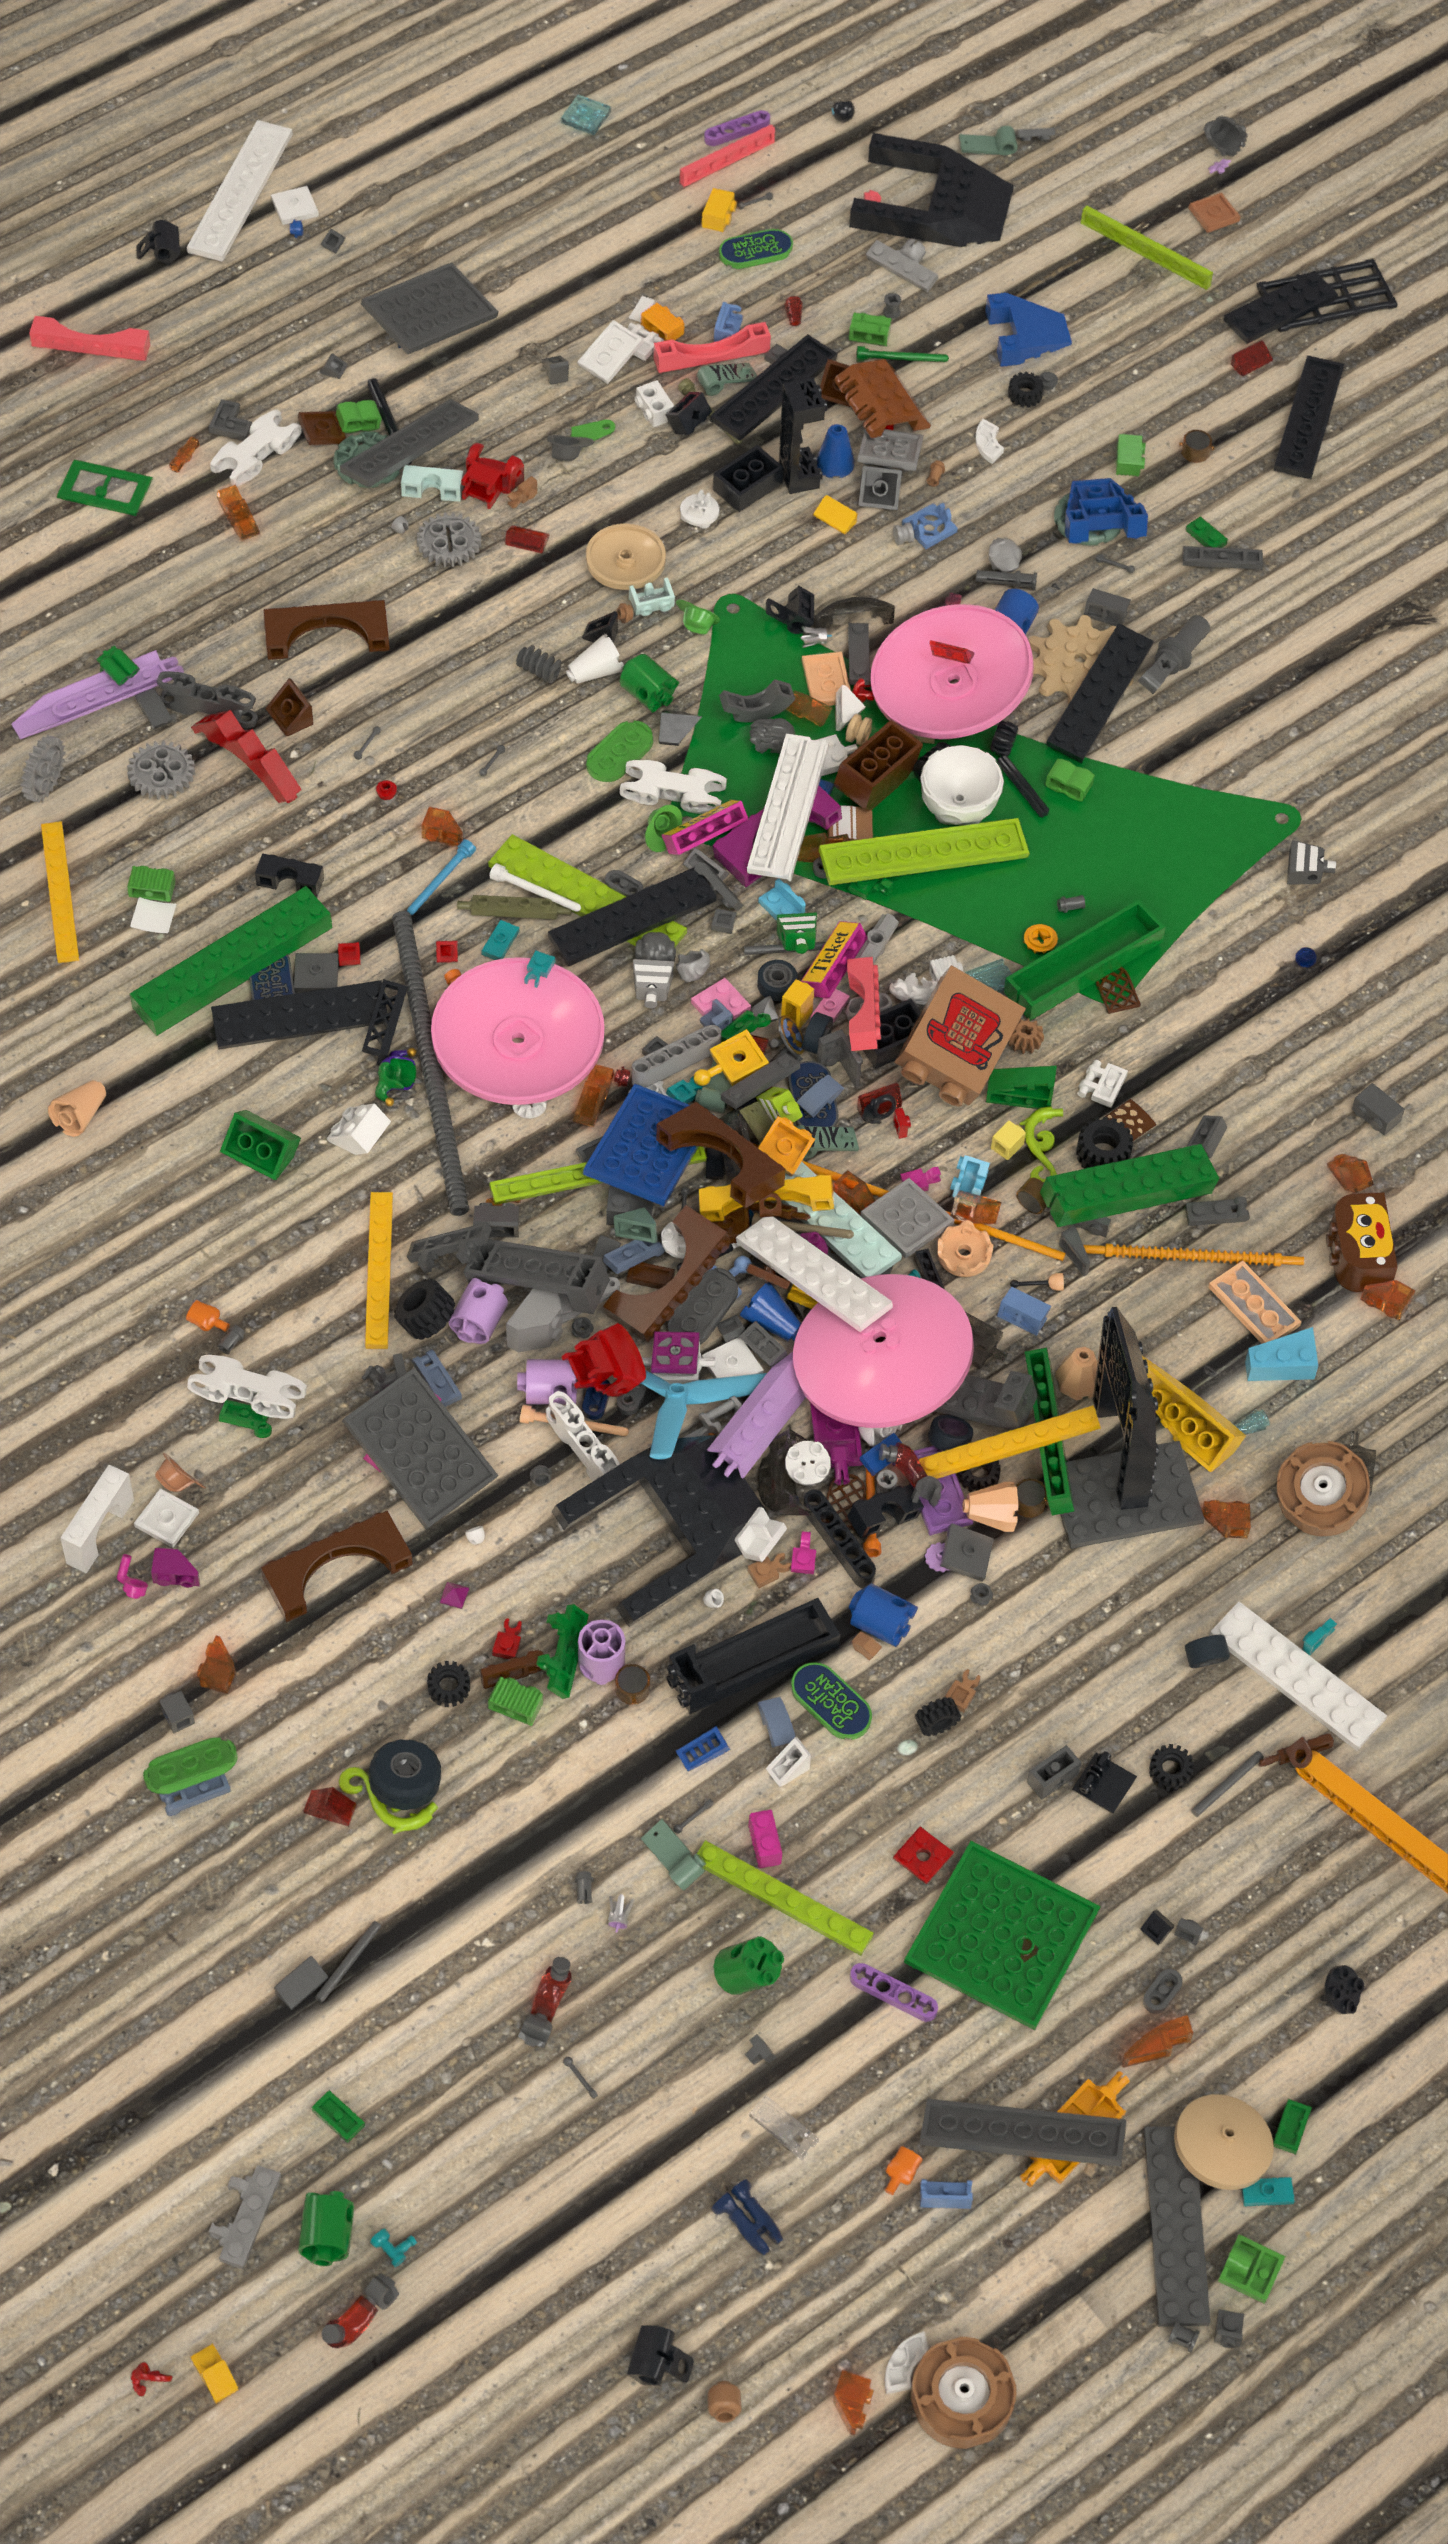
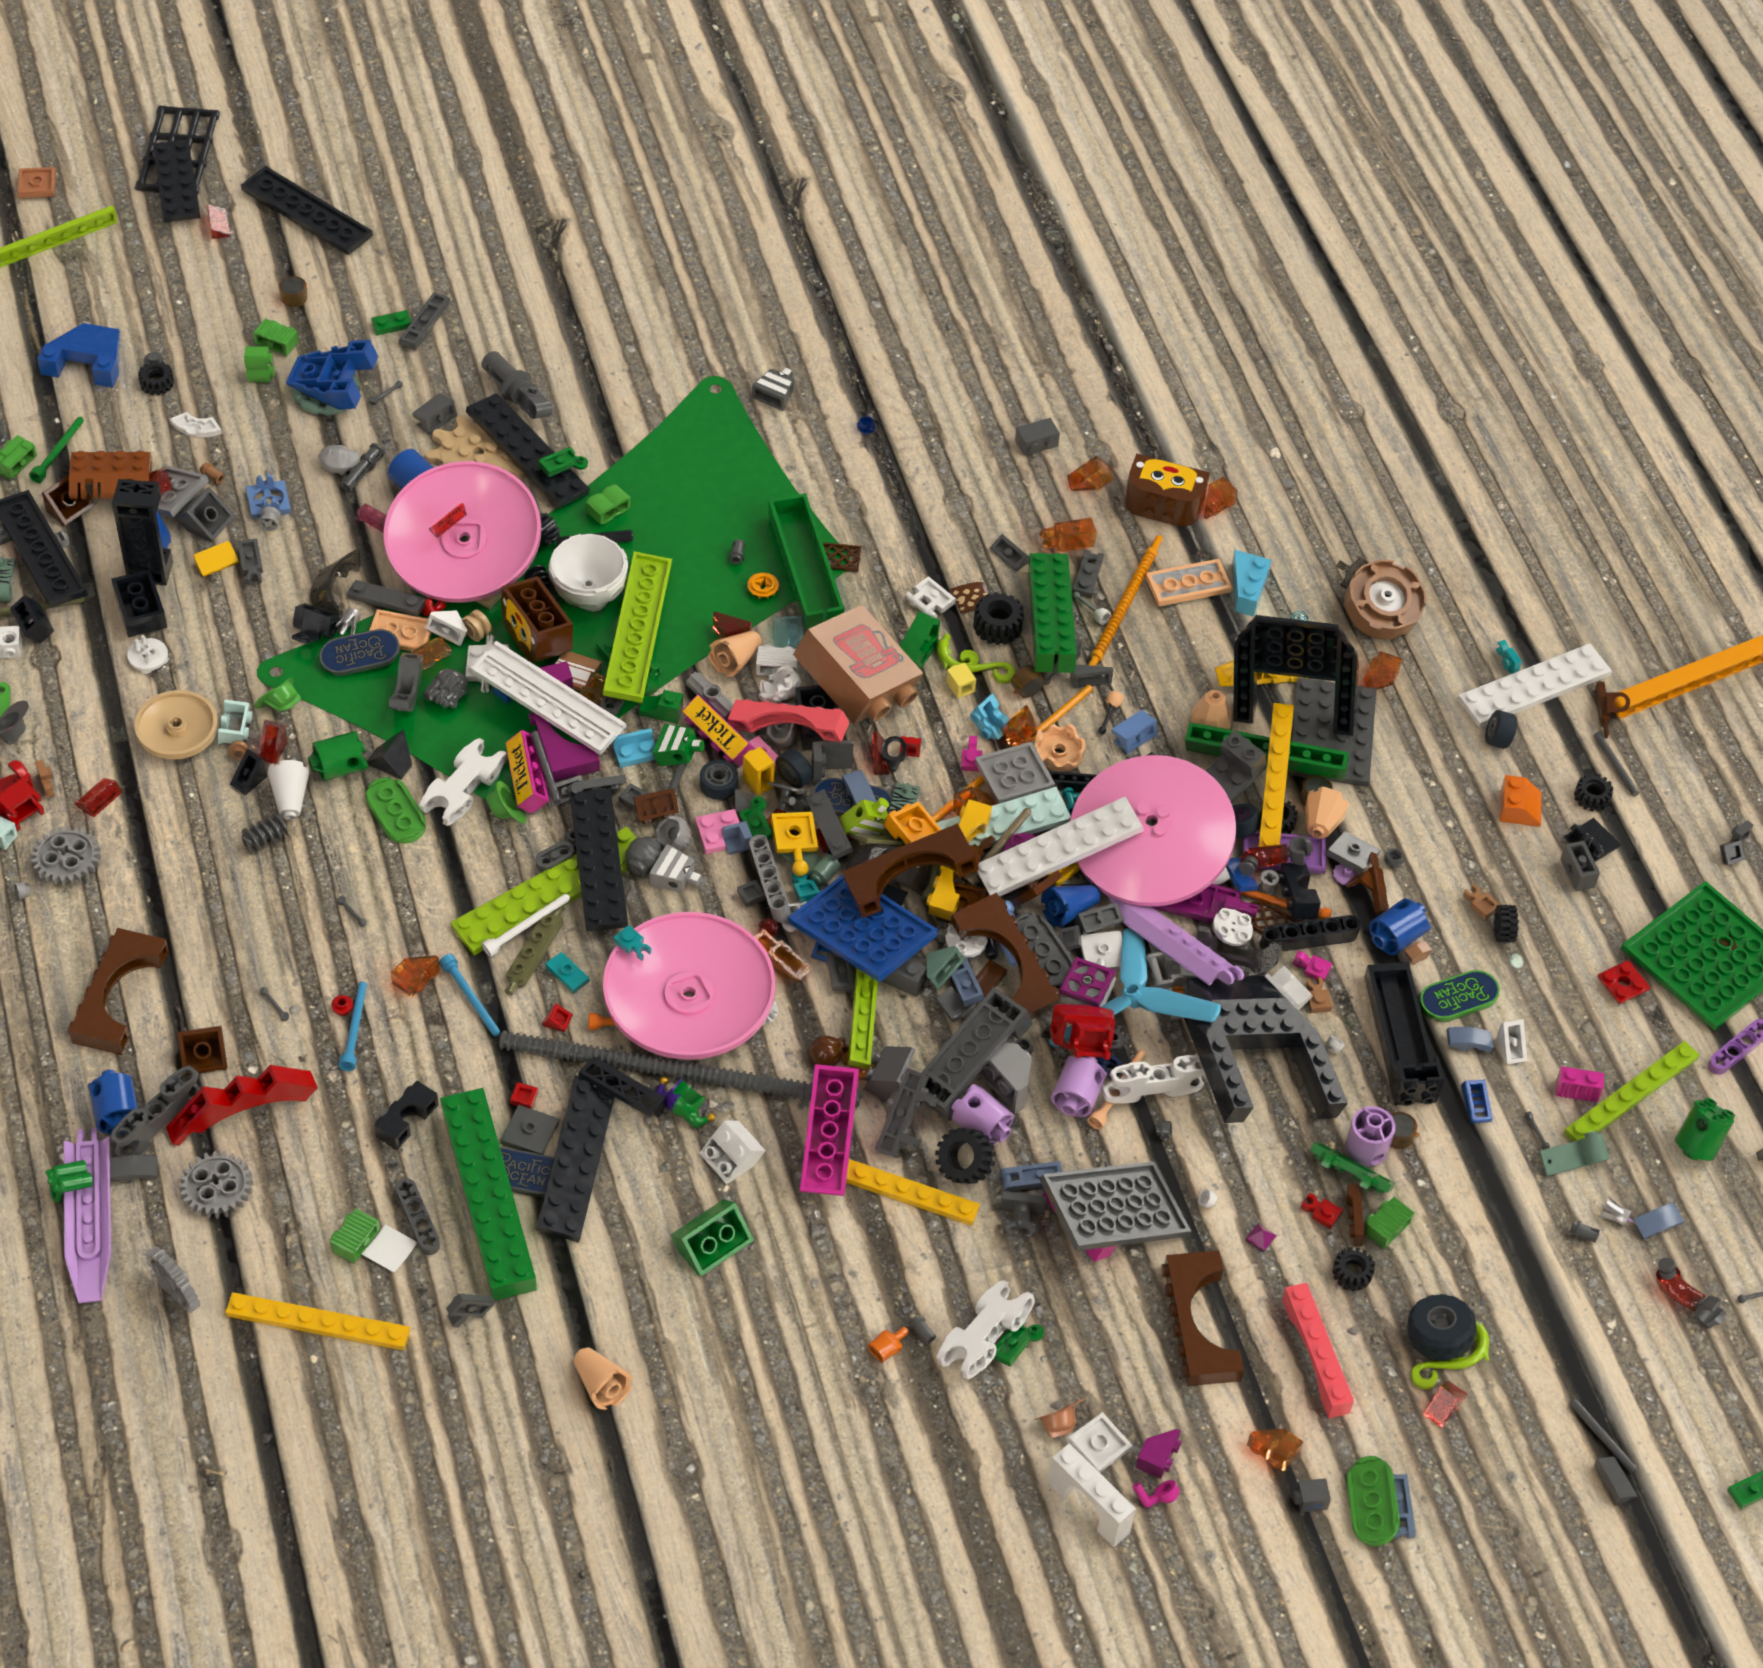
camera: 70 degrees left, 5 degrees down
(108, 986) = (468, 1306): none -> dark grey hinge
(194, 924) = (417, 1216): none -> dark grey beam
(208, 664) = (111, 1099): none -> blue cylinder
(306, 1692) = (1329, 1375): none -> coral arch
(330, 814) = (348, 1060): none -> dark azure piece
(404, 1191) = (829, 1130): none -> dark pink slope
(503, 1166) = (827, 1050): none -> reddish brown piece
(626, 1955) = (1659, 1220): none -> sand blue slope
(644, 633) = (272, 741): none -> clear red slope
(714, 838) = (545, 767): none -> dark grey bar
(716, 938) = (655, 805): none -> reddish brown bracket
(782, 656) = (359, 652): none -> tile
(843, 906) = (663, 706): none -> green arch
(848, 539) = (250, 559): none -> dark grey plate
(892, 434) = (161, 476): none -> clear red slope
(934, 1580) = (1374, 881): none -> reddish brown piece
(941, 941) = (734, 652): none -> light nougat cone
(965, 929) = (729, 625): none -> clear red slope
(1079, 451) = (258, 364): none -> bright green brick
(1093, 720) = (562, 461): none -> green hinge
(1118, 1696) = (1520, 801): none -> orange slope
(1165, 1237) = (1100, 615): none -> white hinge
(1255, 1177) = (1070, 535): none -> clear orange hinge

